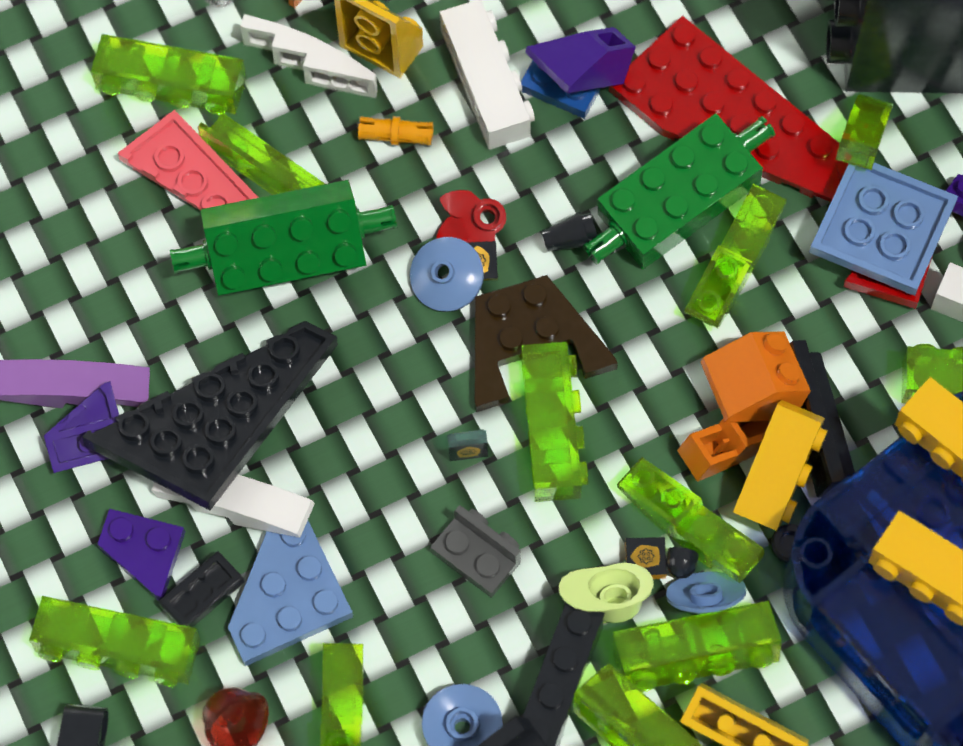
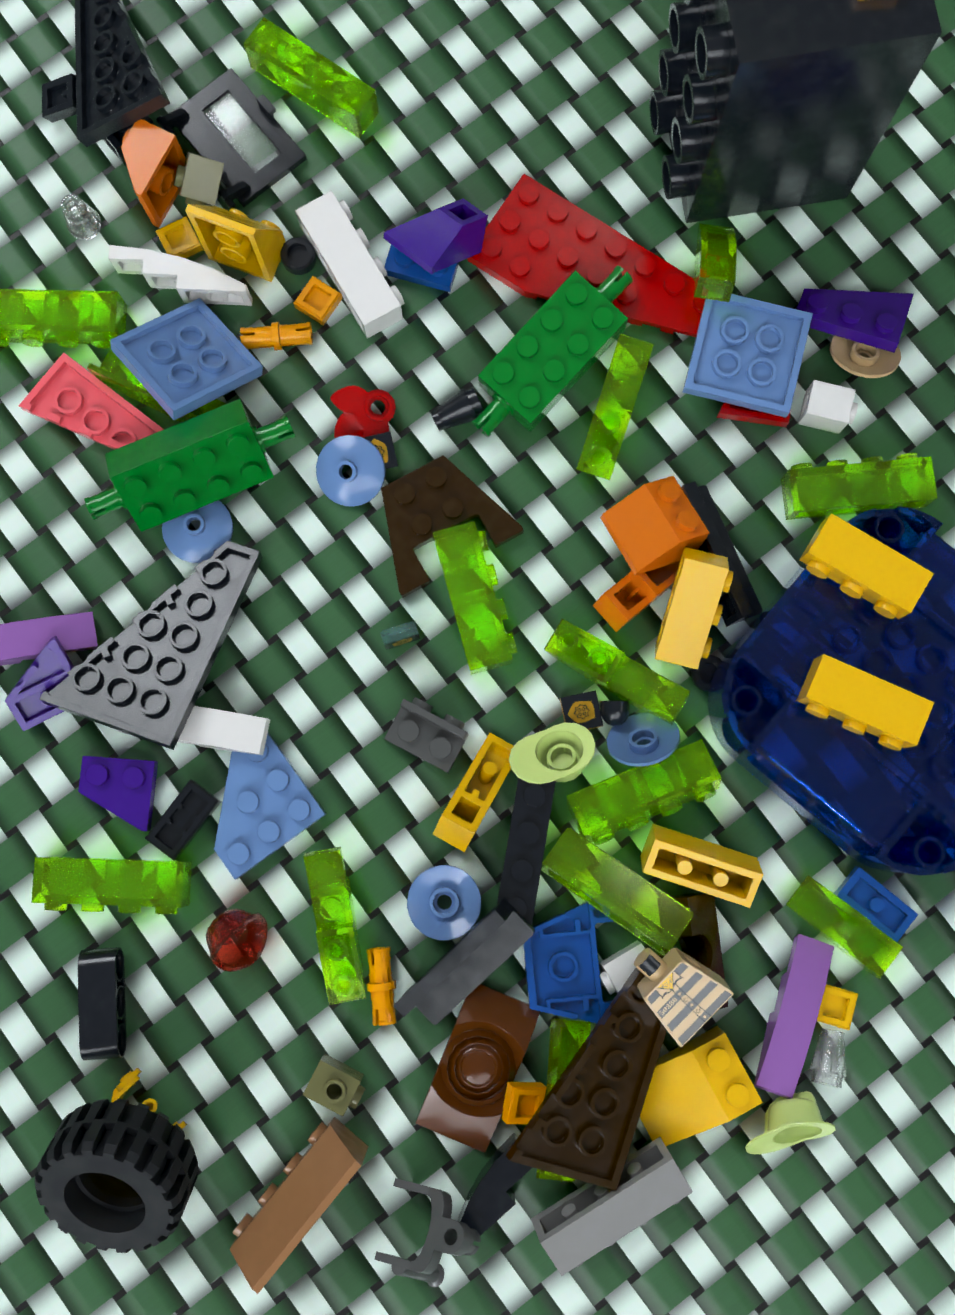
camera: 10 degrees left, 15 degrees up
(269, 320) = (199, 544): none -> medium blue dish
(300, 134) = (186, 358): none -> medium blue plate
(314, 20) = (179, 238): none -> yellow tile
(433, 57) = (298, 256): none -> black tile
(445, 104) = (318, 300): none -> light orange tile
(514, 619) = (475, 793): none -> yellow slope

